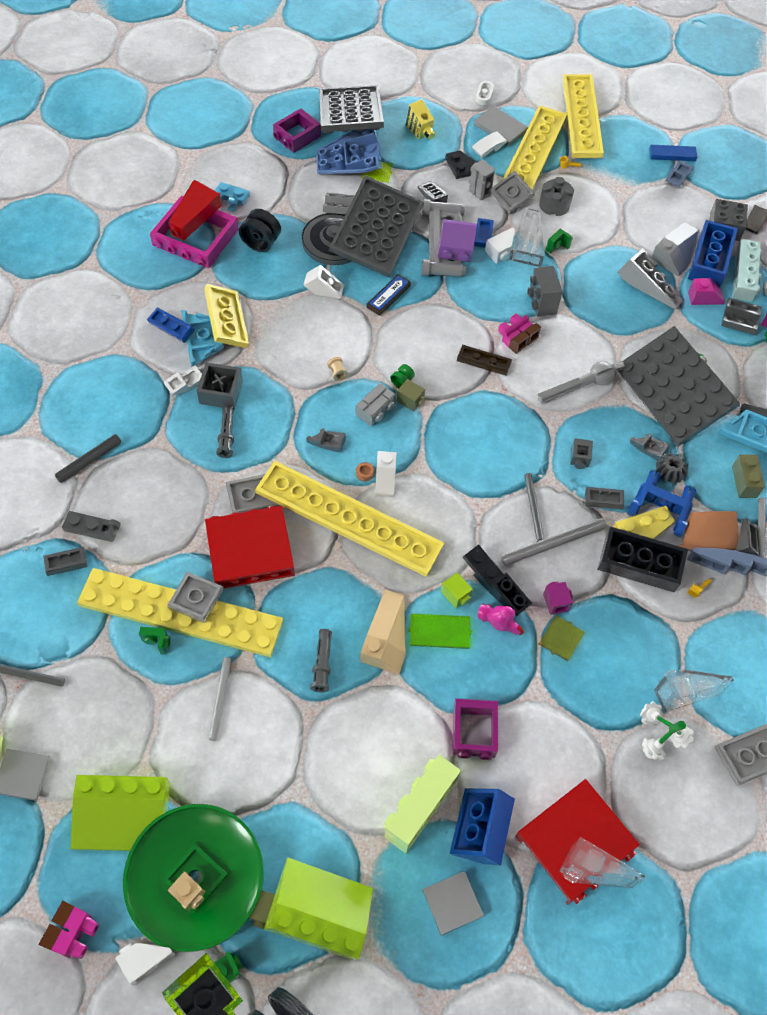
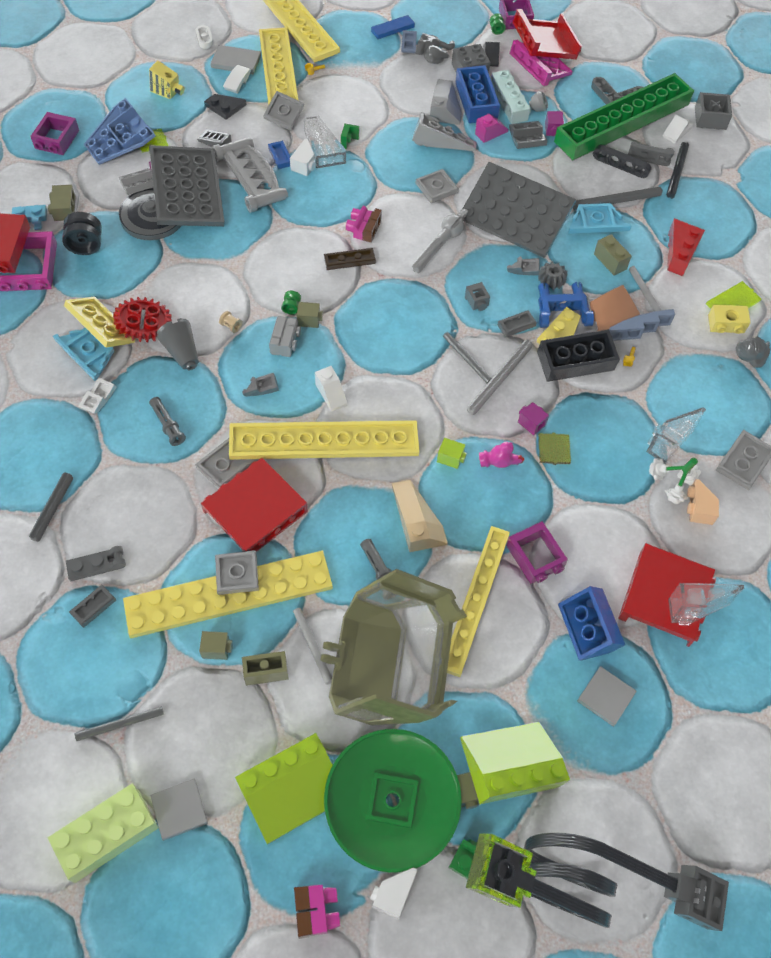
camera: 30 degrees left, 0 degrees up
(138, 651) = (215, 645): none -> olive brick
(155, 635) = (223, 623): green bracket -> none
(164, 695) = (265, 668): none -> olive brick
(170, 325) = (51, 353): blue tile -> none
(187, 892) = (398, 813): tan bracket -> none
(219, 385) = (135, 383): dark grey brick -> none
(264, 194) = (61, 201): none -> olive brick
(272, 338) = (129, 315): none -> red gear
(276, 747) = (393, 651): none -> olive windscreen
(280, 367) = (179, 342): none -> dark grey cone
(323, 283) = (169, 255): white slope -> none
(350, 108) = (95, 94): plate -> none
(365, 471) = (311, 396): nougat tile -> none
(387, 741) = (476, 599): none -> light yellow plate
(388, 294) = (232, 240): tile -> none
(421, 804) = (537, 633): yellowish green brick -> none
(440, 631) = (457, 493): clear neon green piece -> none
(457, 240) = (266, 168): medium lavender slope -> none
(481, 179) = (252, 109): light grey brick -> none
(495, 582) = (481, 432): black slope -> none
(545, 291) = (366, 179): dark grey brick -> none
(556, 196) = (323, 99): dark grey brick -> none
(614, 327) = (437, 186): none -> light grey tile
(674, 774) = (703, 504): none -> light nougat slope
(695, 188) = (430, 46): none -> dark grey animal
(748, 538) = (642, 303): dark grey slope -> none

